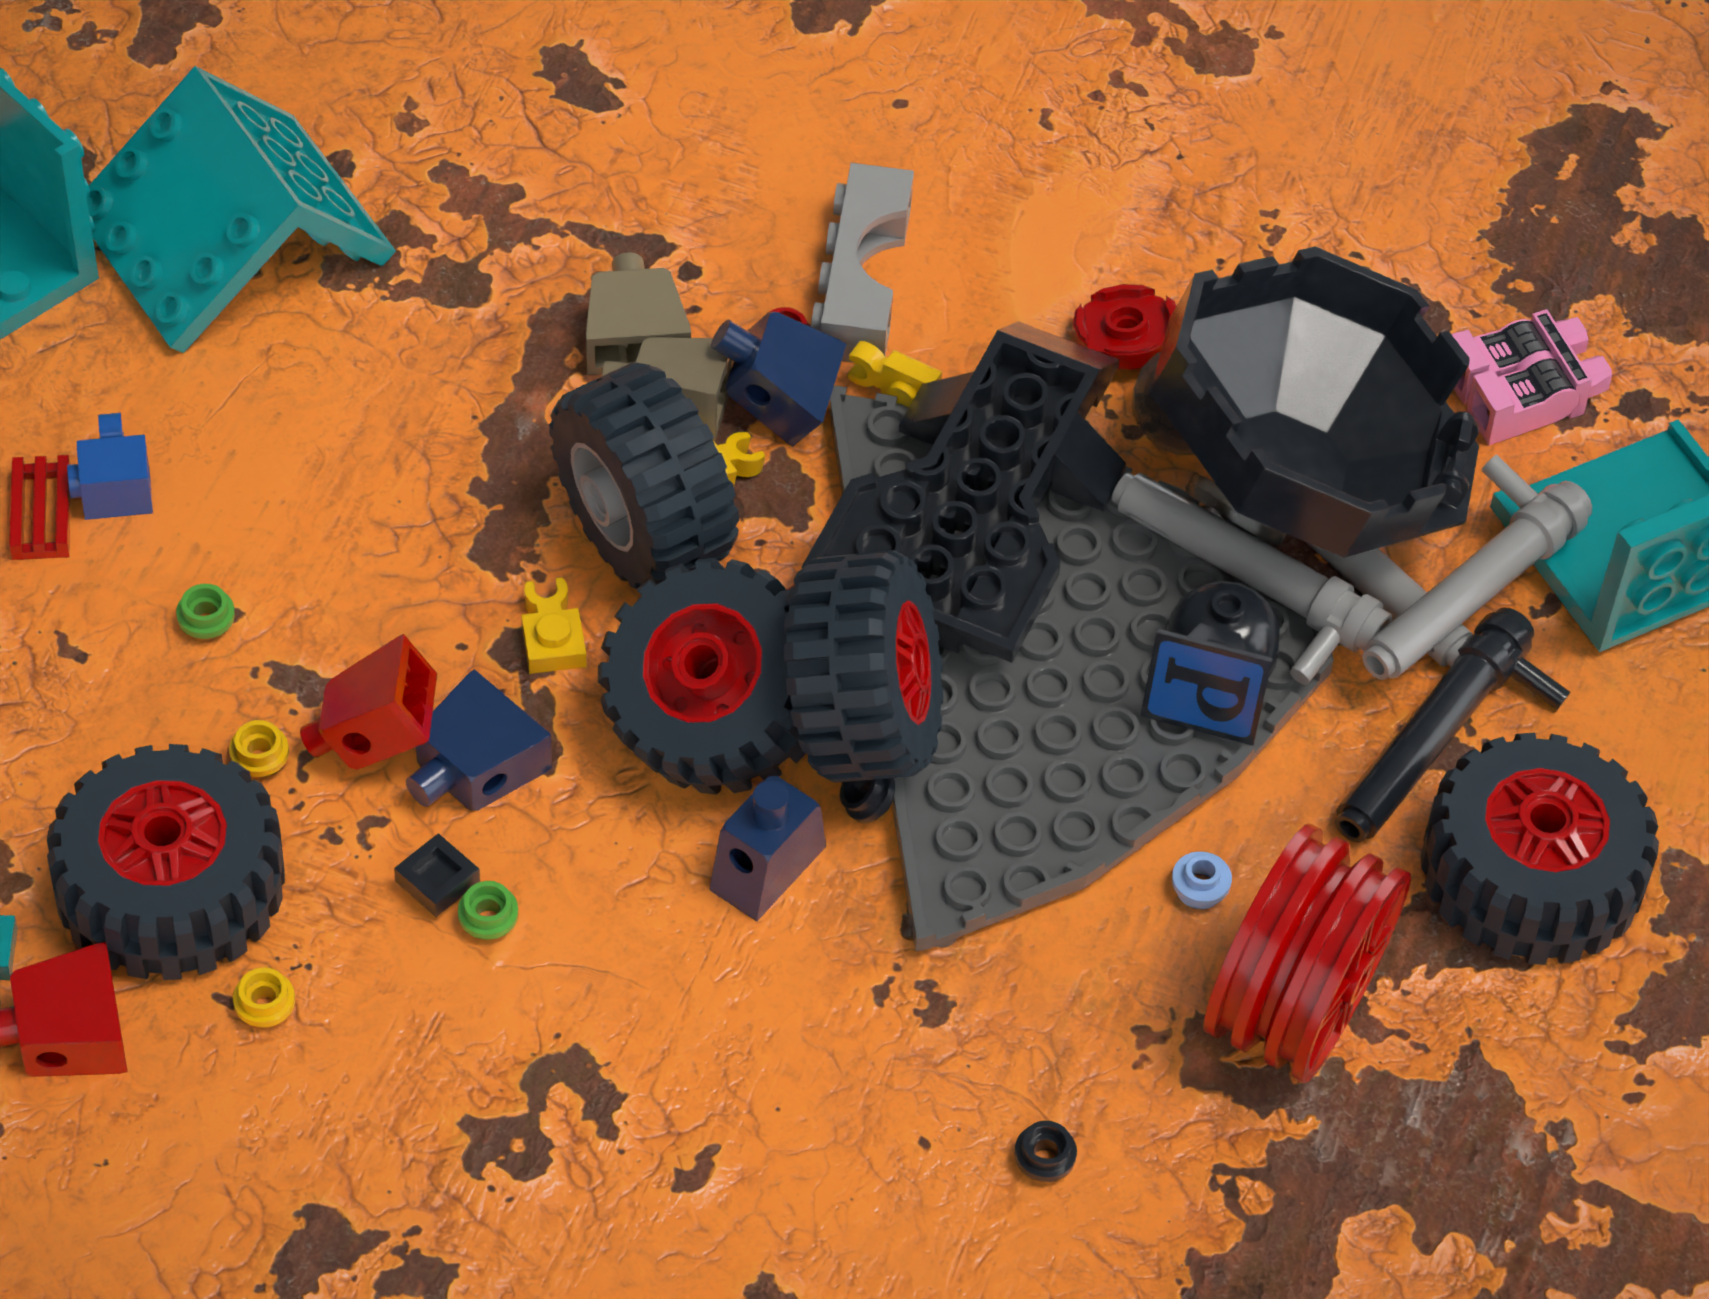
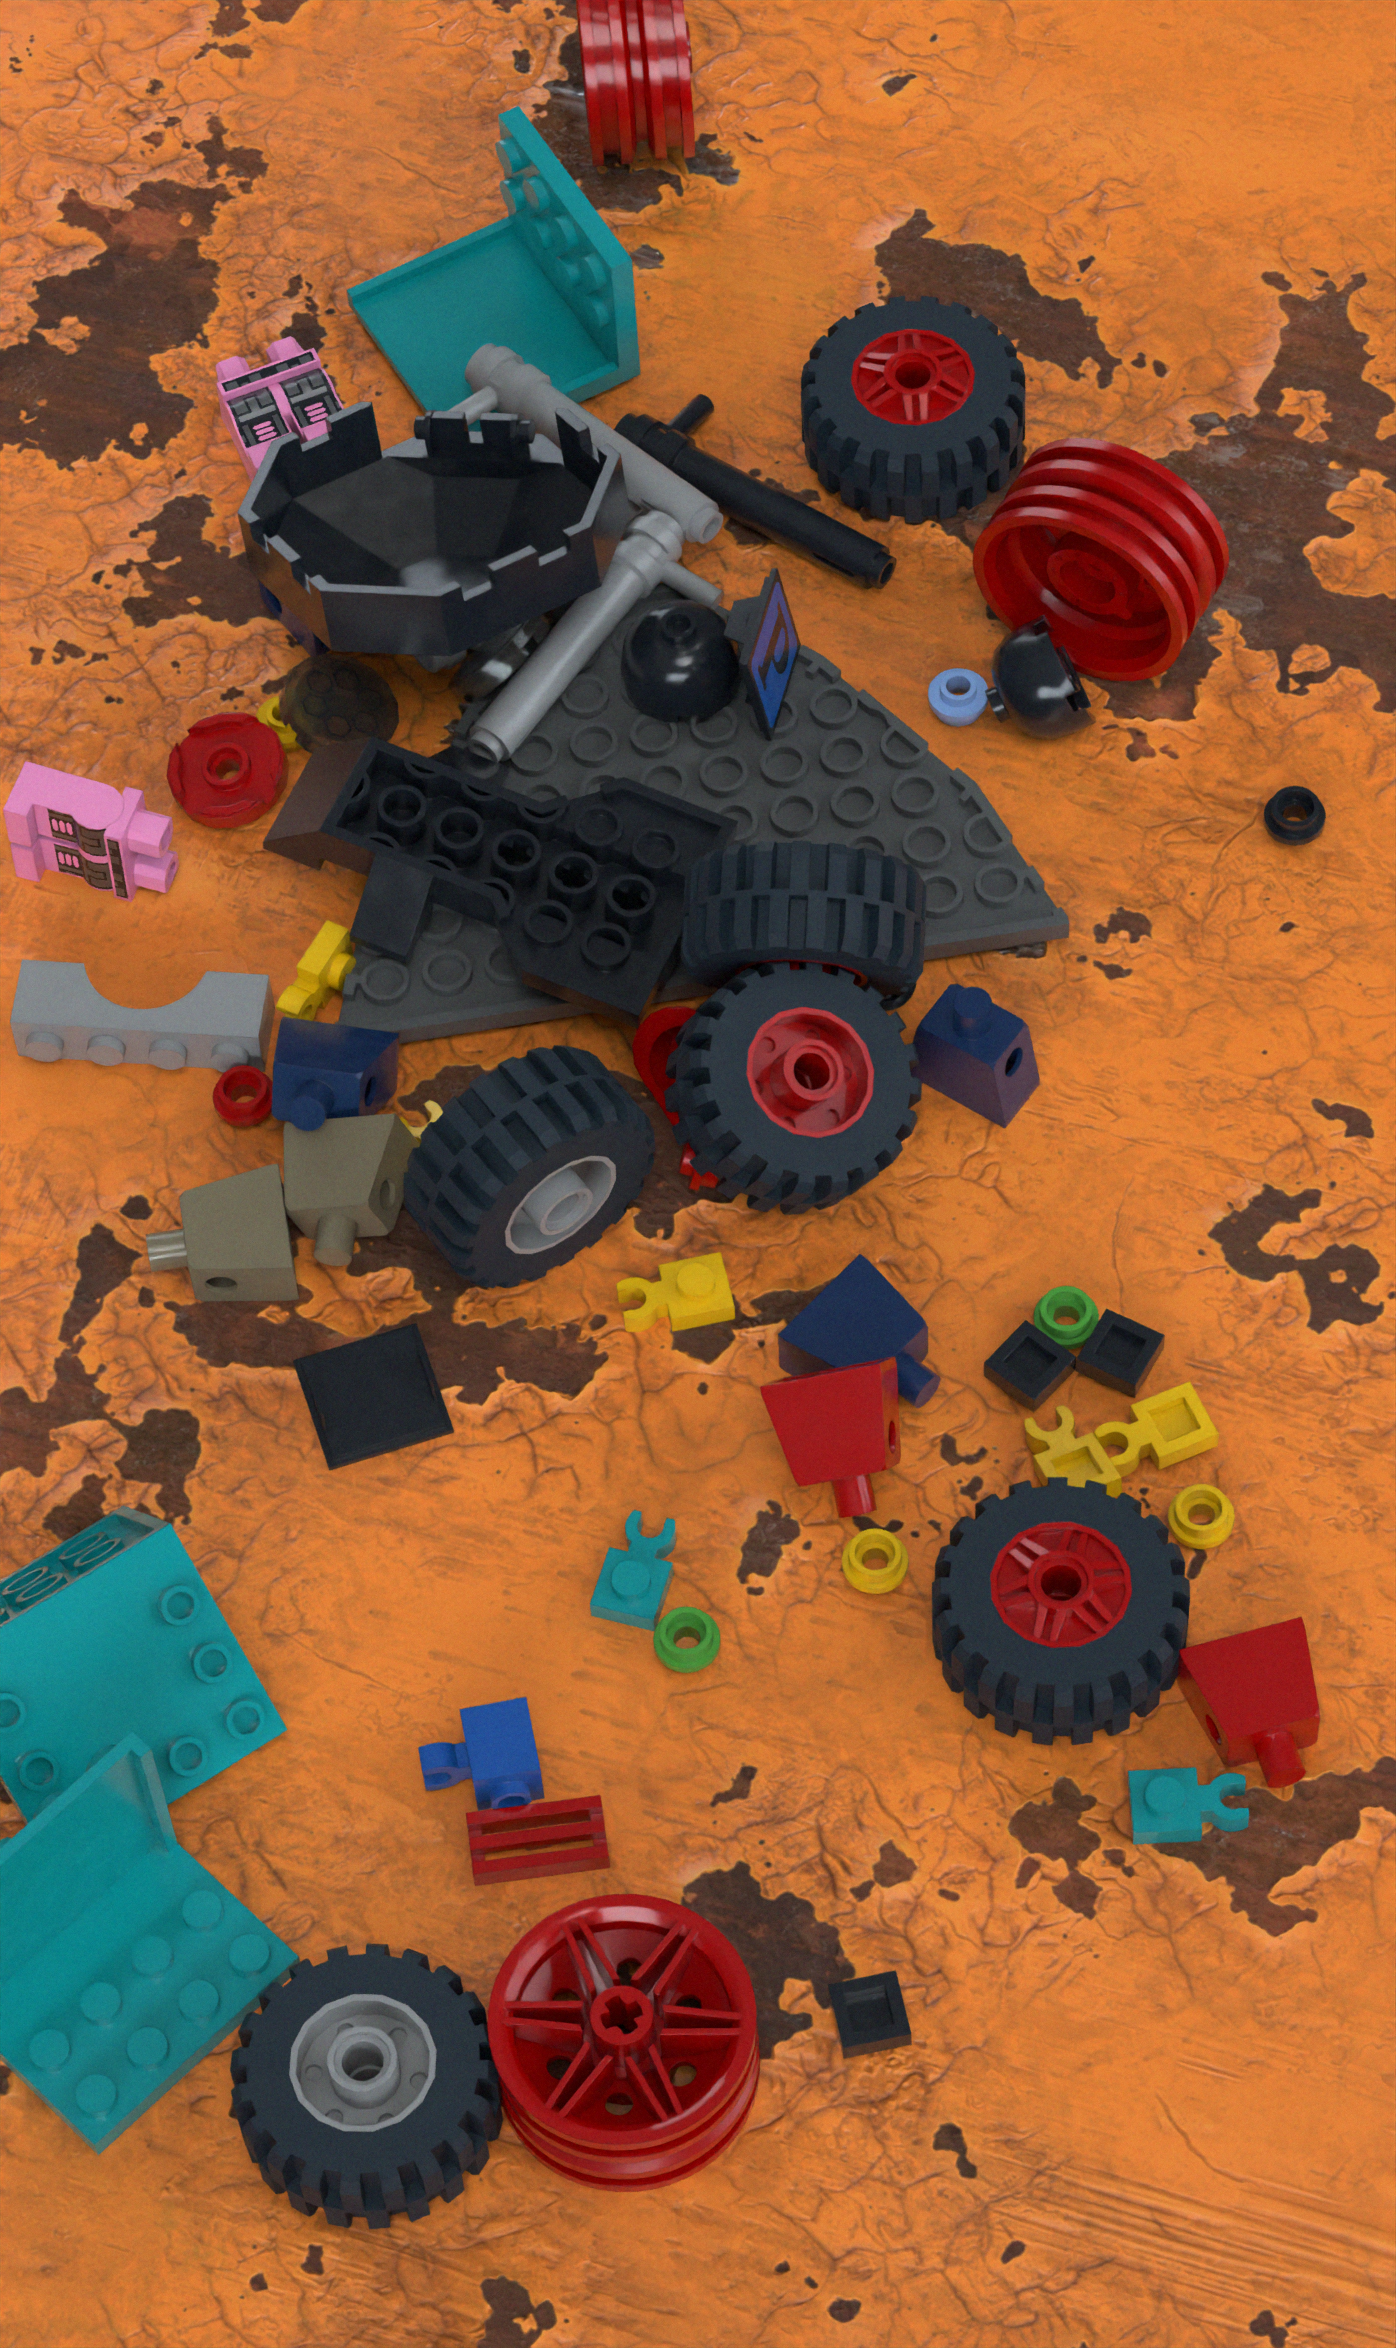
camera: 85 degrees left, 5 degrees up
(273, 580) = (636, 1580): none -> teal plate
(326, 901) = (1066, 1456): none -> yellow plate
(353, 972) = (1163, 1426): none -> yellow plate
(441, 946) = (1120, 1353): none -> black plate
(482, 416) = (373, 1396): none -> black piece
(1046, 215) = (88, 833): none -> bright pink hips
(1191, 933) = (1037, 684): none -> black cylinder

